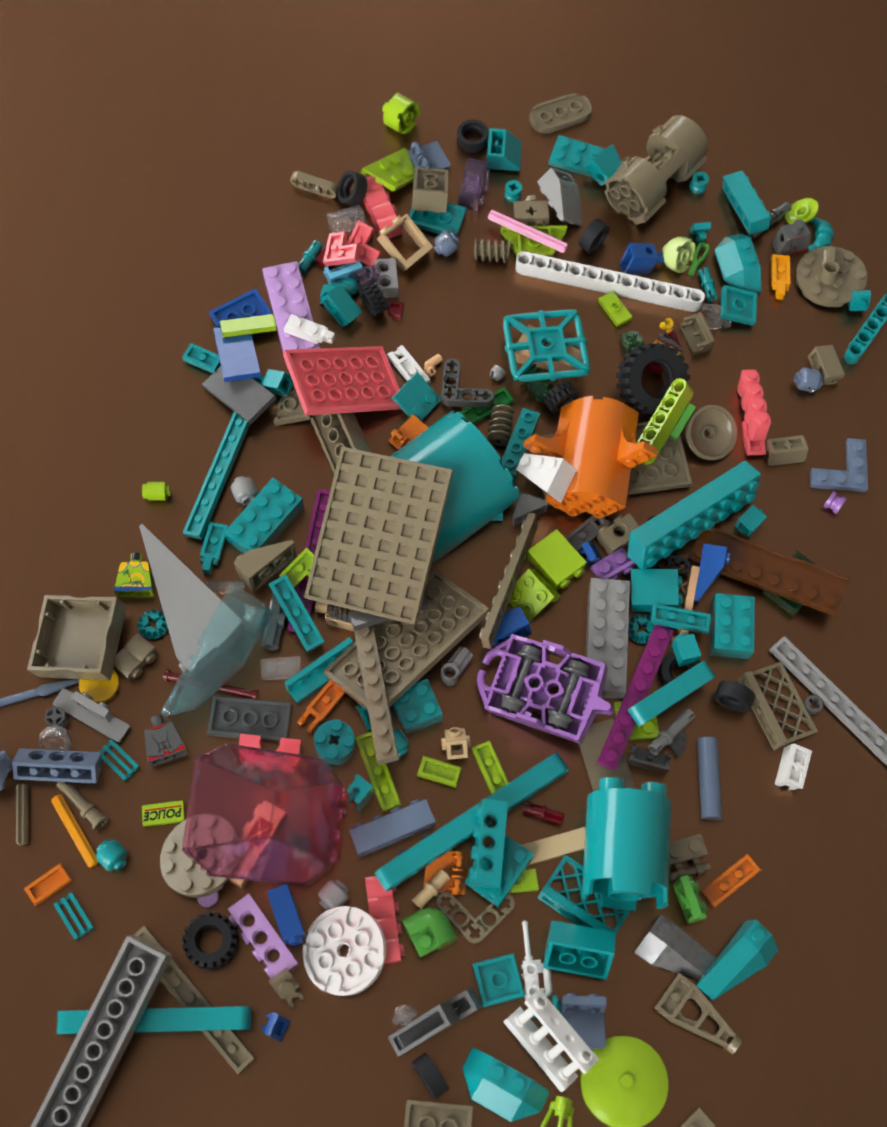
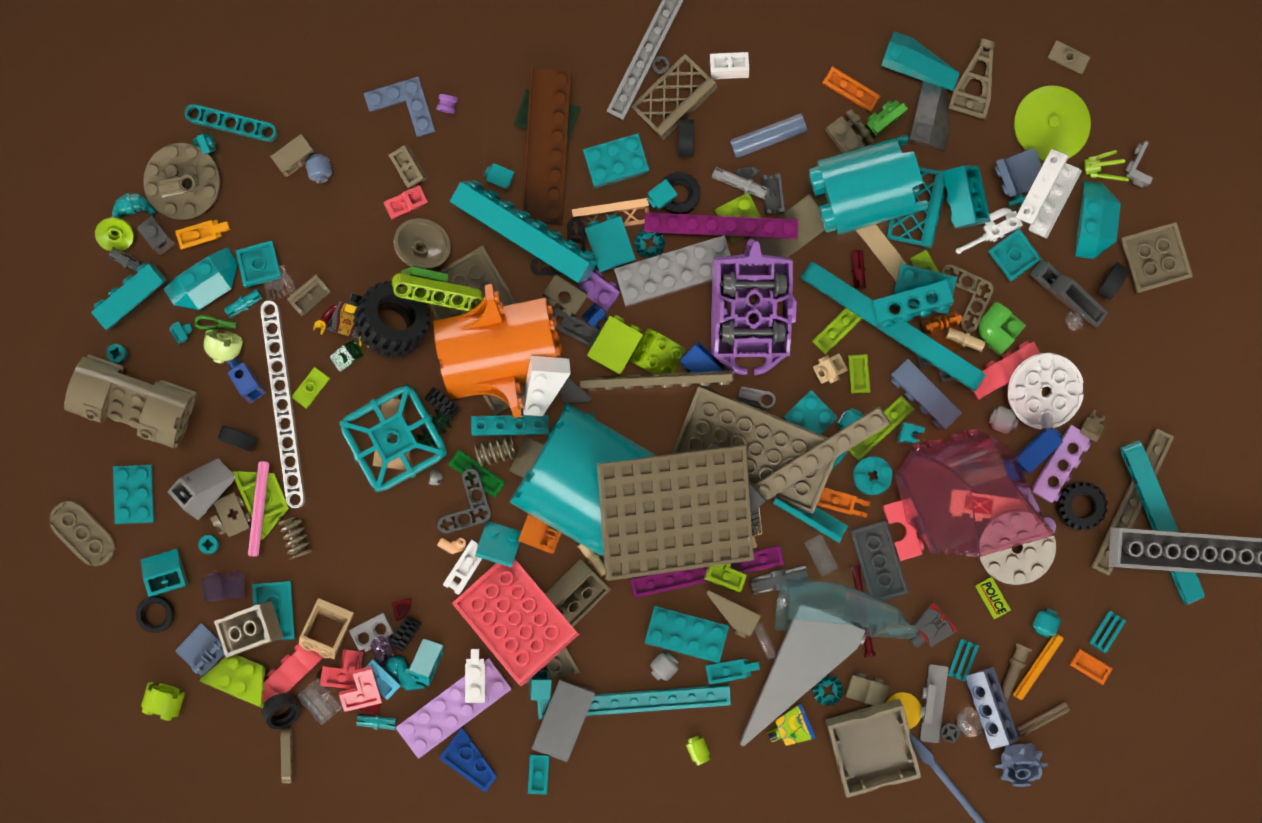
camera: 105 degrees left, 20 degrees up
(236, 356) = (521, 742): tile -> none
(248, 325) = (486, 745): lime tile -> none
(276, 1026) = (1125, 421): blue tile -> none
(296, 613) = (770, 560): teal plate -> none
(446, 243) = (304, 587): sand blue head -> none
(604, 165) = (141, 458): teal torso -> none
(671, 693) = (710, 194): teal beam -> none
(680, 618) = (632, 209): teal tile -> none
(711, 566) = (565, 198): blue slope -> none
(753, 405) = (378, 210): coral brick -> none

